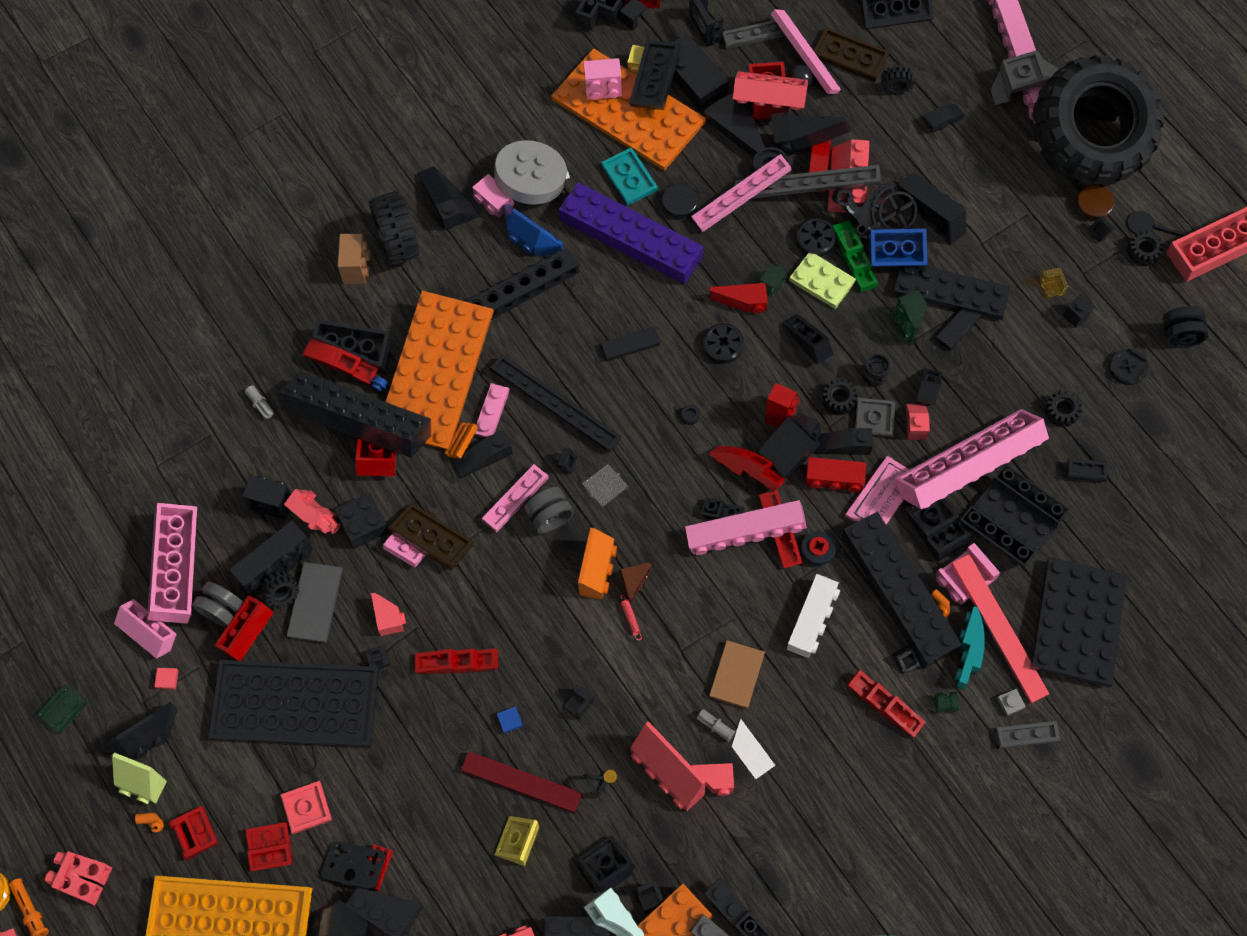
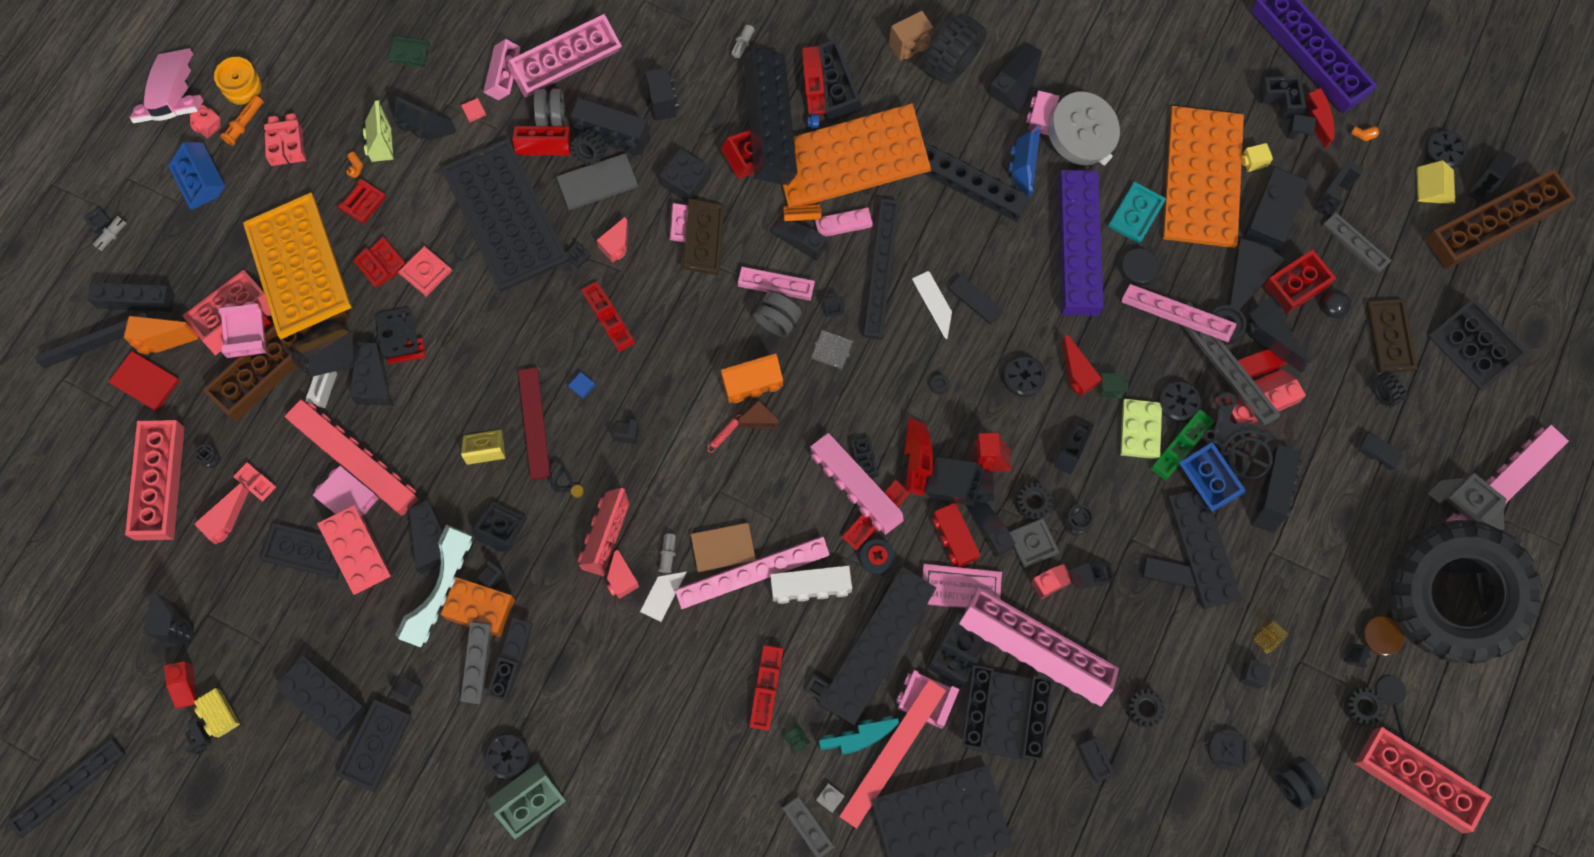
camera: 55 degrees right, 5 degrees up
(306, 508) = (668, 132): coral hips -> none
(603, 78) = (1211, 135): bright pink brick -> none
(610, 377) = (934, 300): none -> white sticker
(655, 75) = (1247, 176): black plate -> none
(770, 90) = (1296, 280): coral slope -> none
(774, 662) = (751, 572): none -> bright pink plate
(805, 52) = (1363, 293): bright pink tile -> none
(910, 315) = (1151, 522): clear green slope -> none
(942, 602) = (888, 692): orange arm -> none

